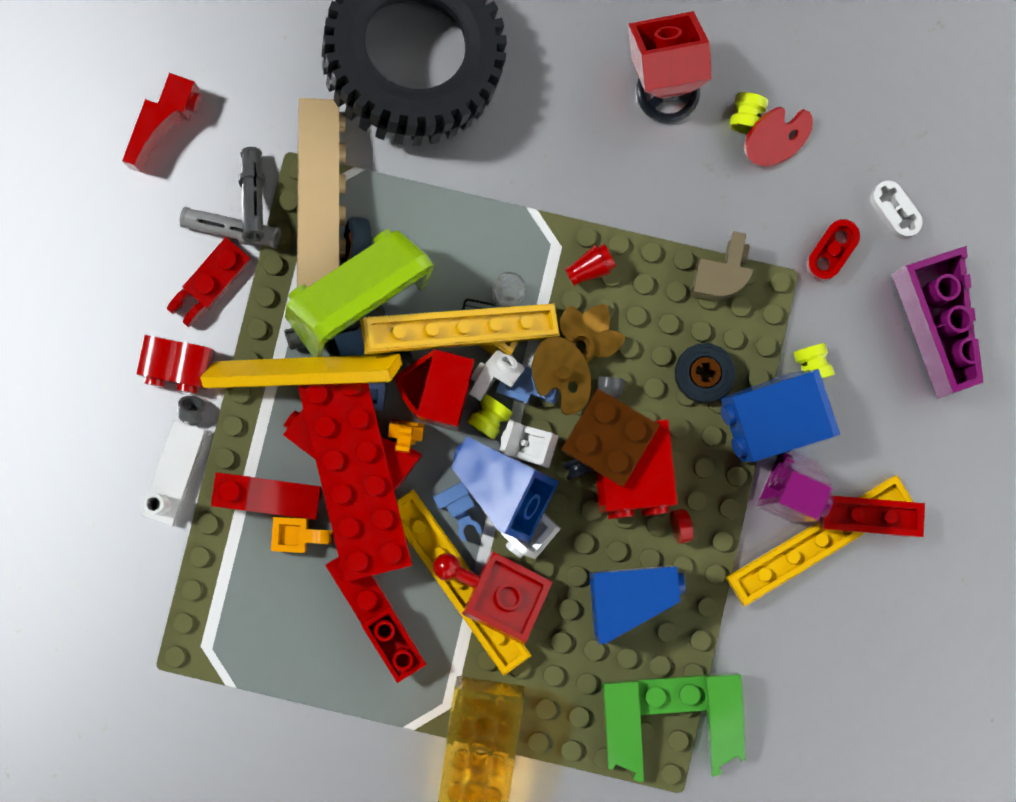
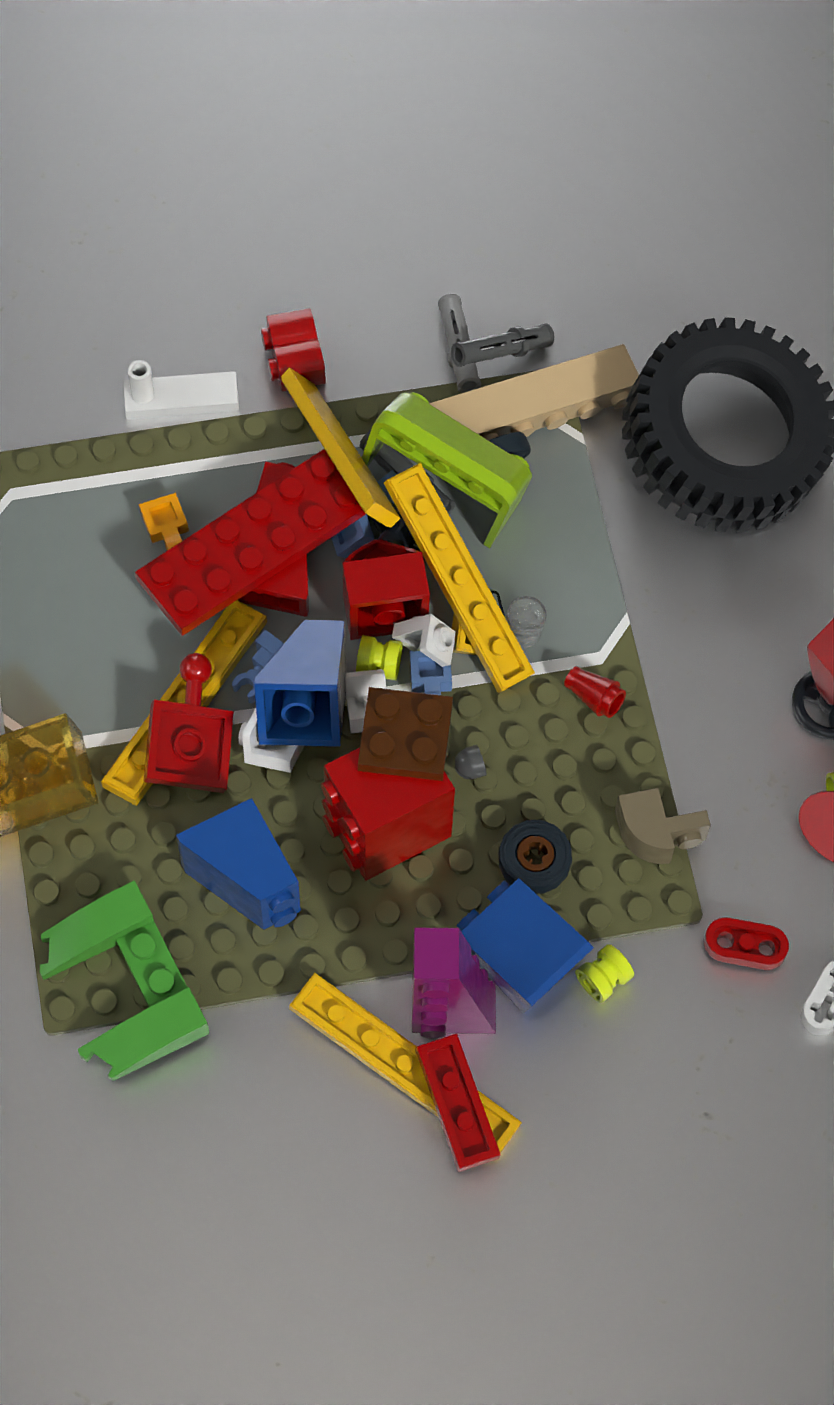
camera: 70 degrees right, 20 degrees down
(176, 102) = (561, 248): red slope -> none
(185, 406) = (253, 382): dark grey hinge -> none
(211, 280) = (394, 351): red hinge -> none
(266, 496) = (192, 471): red slope -> none
(380, 623) = (107, 637): red slope -> none
(406, 433) = (321, 580): light orange plate -> none
(557, 364) = (474, 697): pearl gold piece -> none
(591, 330) = (524, 723): pearl gold plate -> none
(681, 526) = (350, 898): red tile -> none
(942, 319) = (738, 1084): magenta wedge -> none

